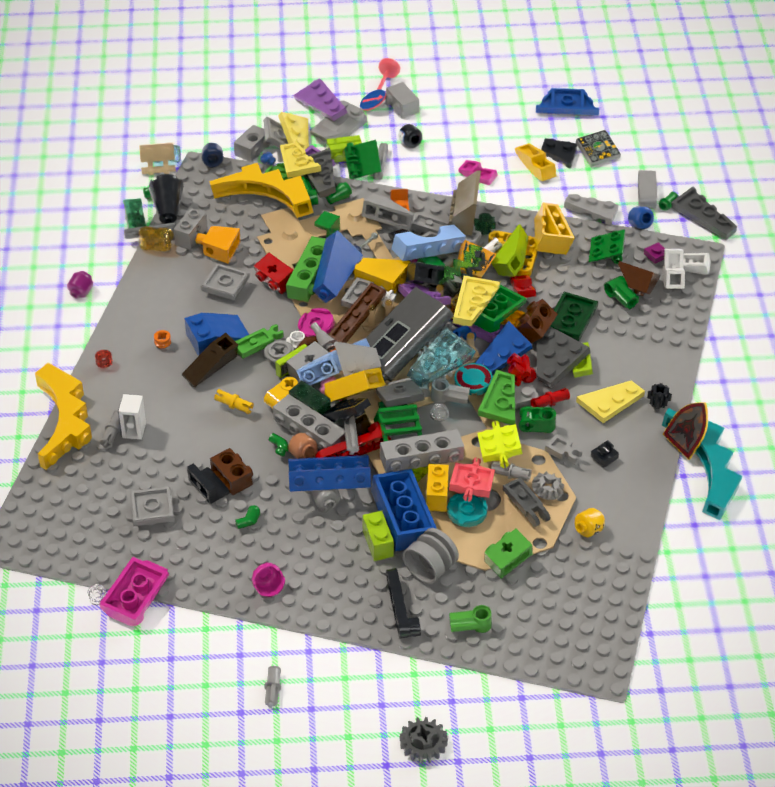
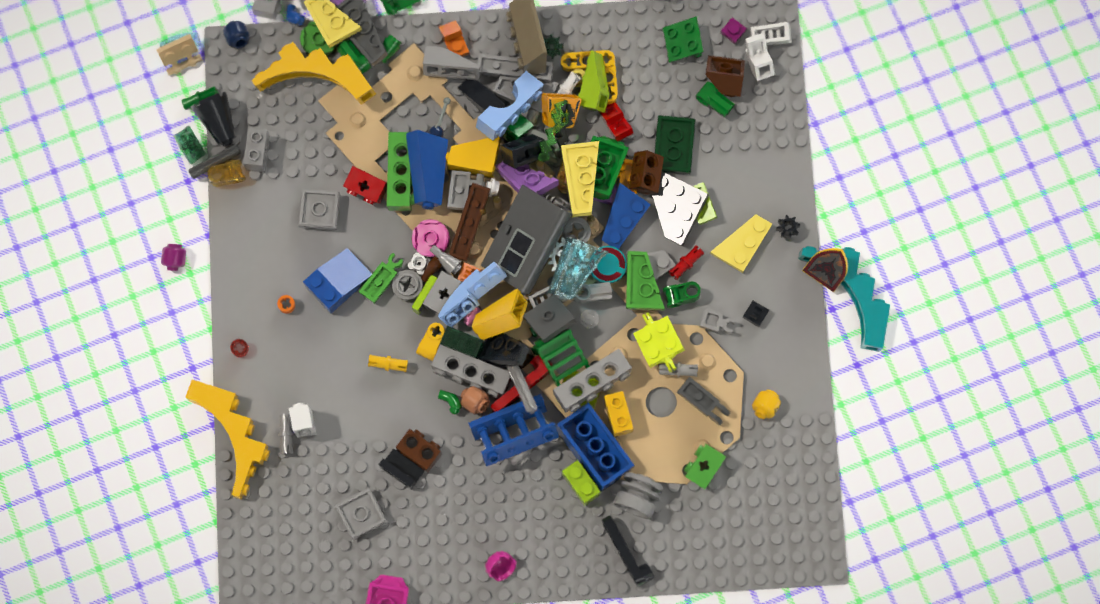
camera: 15 degrees left, 30 degrees up
(211, 360) = (347, 322): dark brown slope -> none
(220, 242) = (293, 159): light orange torso -> none
(250, 519) = (456, 496): green arm -> none
(328, 222) = (396, 104): green panel -> none
(356, 357) = (494, 289): light grey wing -> none
(467, 512) = (651, 425): teal tile -> none
(472, 480) = (647, 394): coral plate -> none
(477, 619) = (691, 550): bright green piece -> none
(521, 369) = (649, 237): red hips -> none
(547, 492) = (707, 373): light grey gear -> none
(552, 230) = (623, 39): yellow wedge -> none

